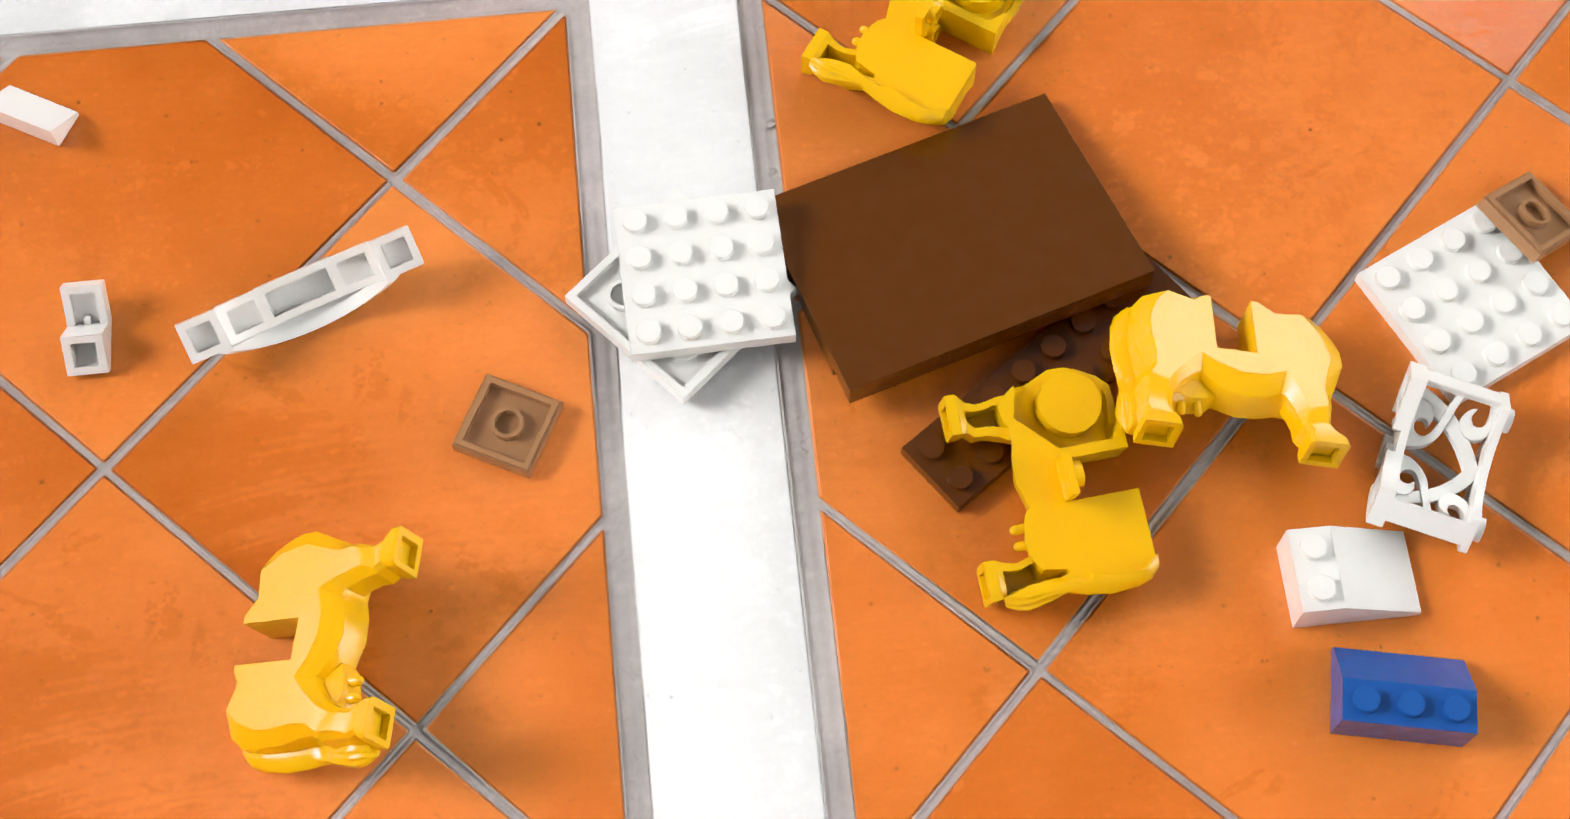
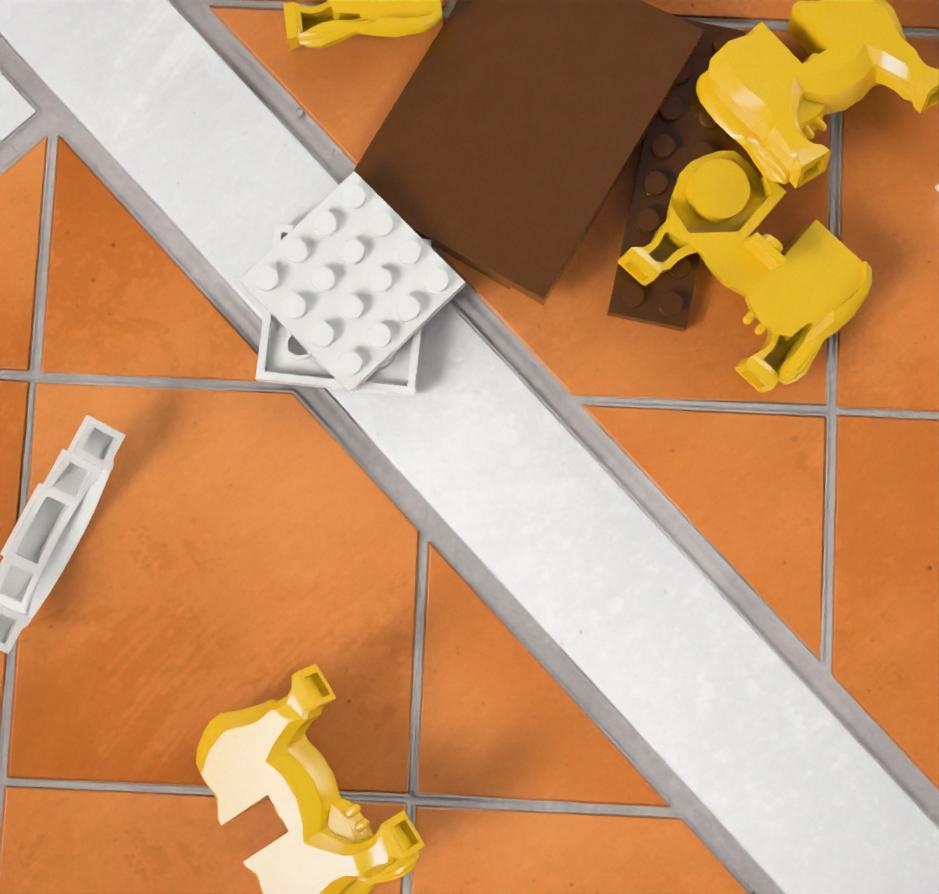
camera: 35 degrees left, 15 degrees up
(507, 426) = (291, 514): medium nougat tile -> none

